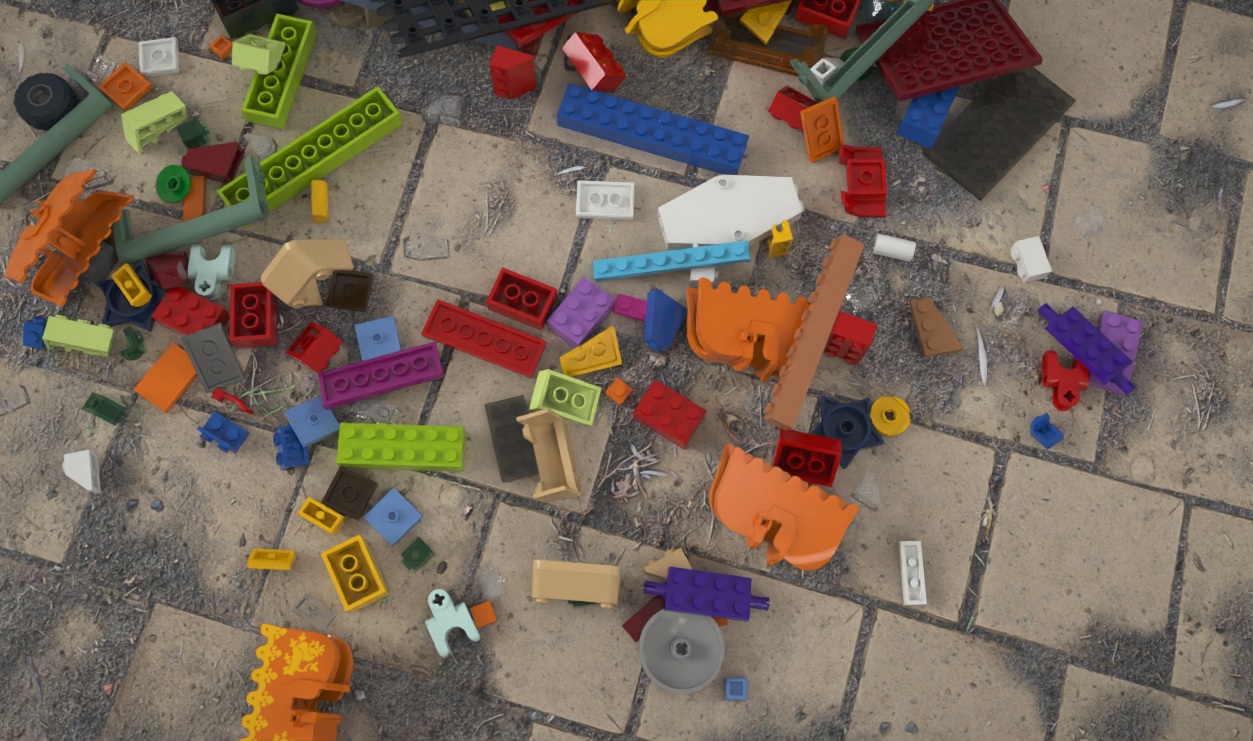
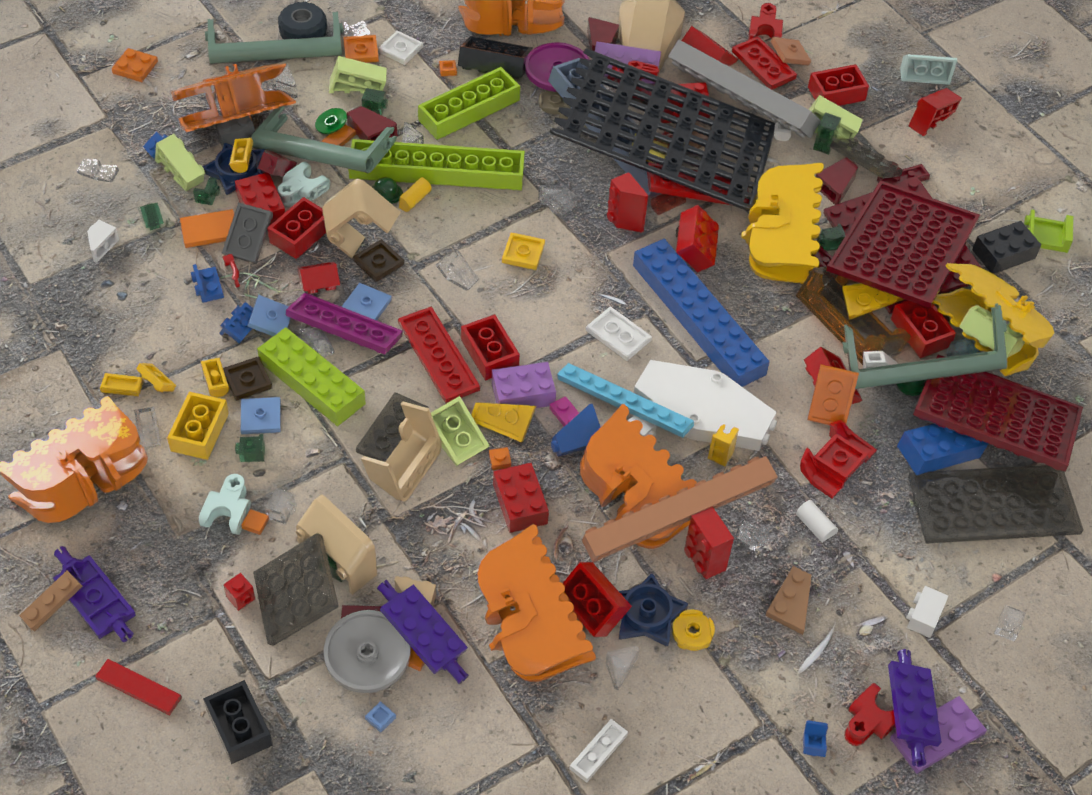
camera: 40 degrees right, 20 degrees down
(246, 589) = (121, 384): none -> yellow tile
(257, 53) = (462, 78): yellowish green slope -> none
(290, 217) = (388, 189): none -> dark green hat
(461, 183) = (523, 251): none -> yellow plate
(535, 687) = (239, 591): none -> red brick
(582, 650) = (295, 589): none -> clear smoke plate

